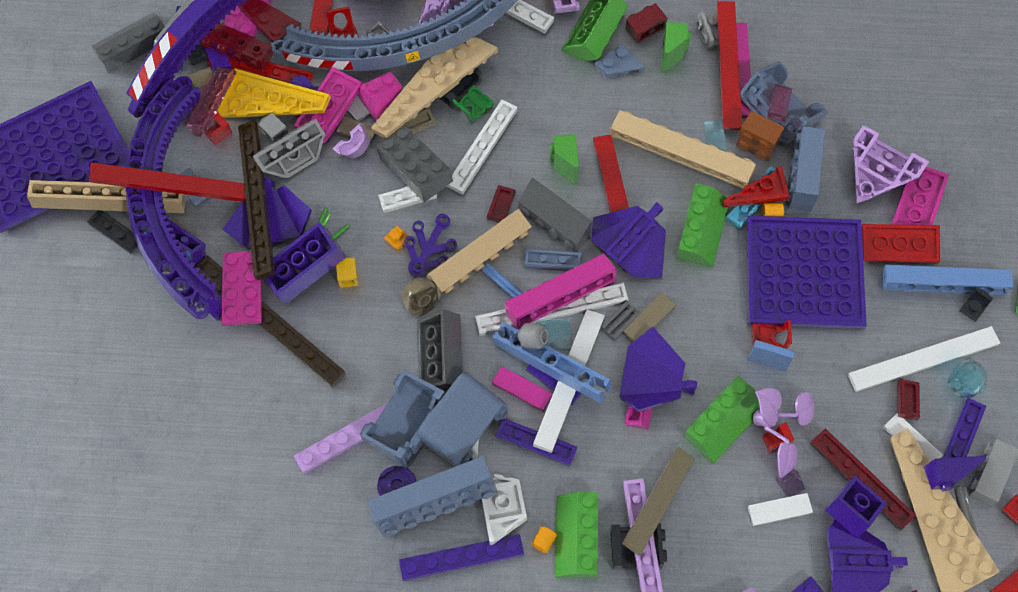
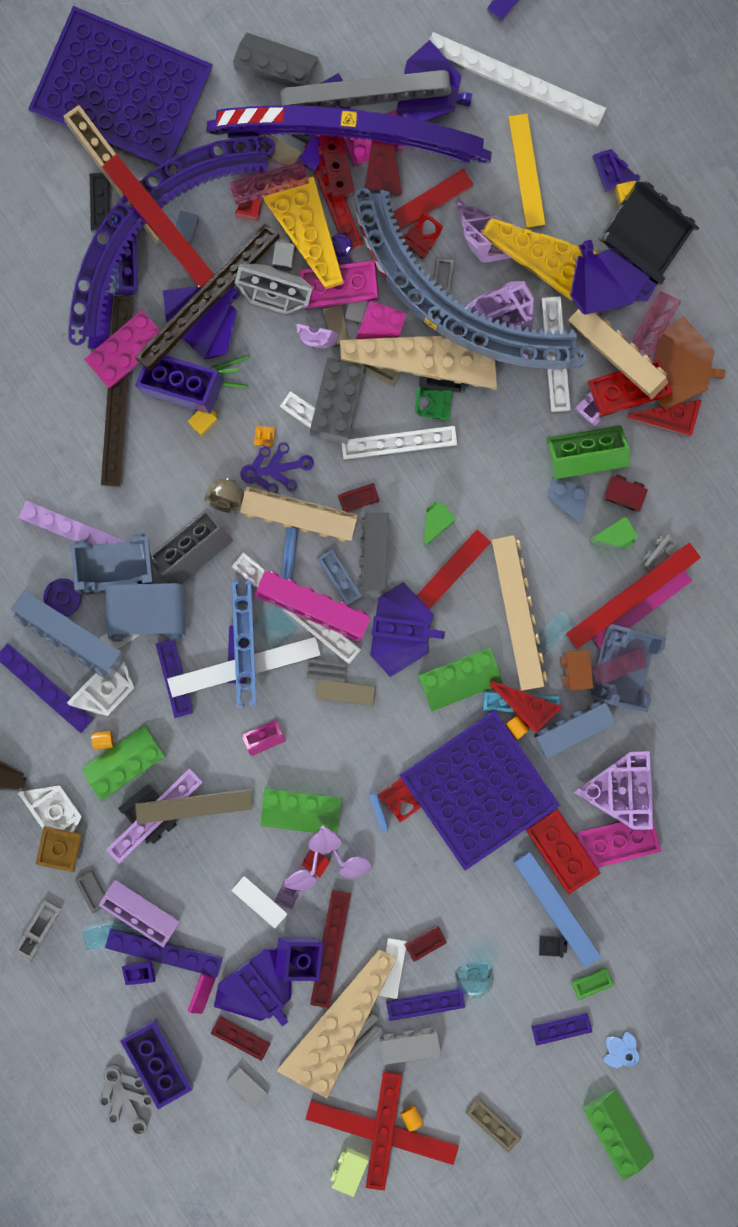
camera: 50 degrees right, 20 degrees up
(522, 389) = (210, 634): dark pink tile -> none
(533, 336) = (249, 616): light grey head -> none
(653, 373) = (294, 729): dark purple panel -> none
(923, 359) = (472, 934): white tile -> none
(946, 472) = (380, 1016): dark purple slope -> none

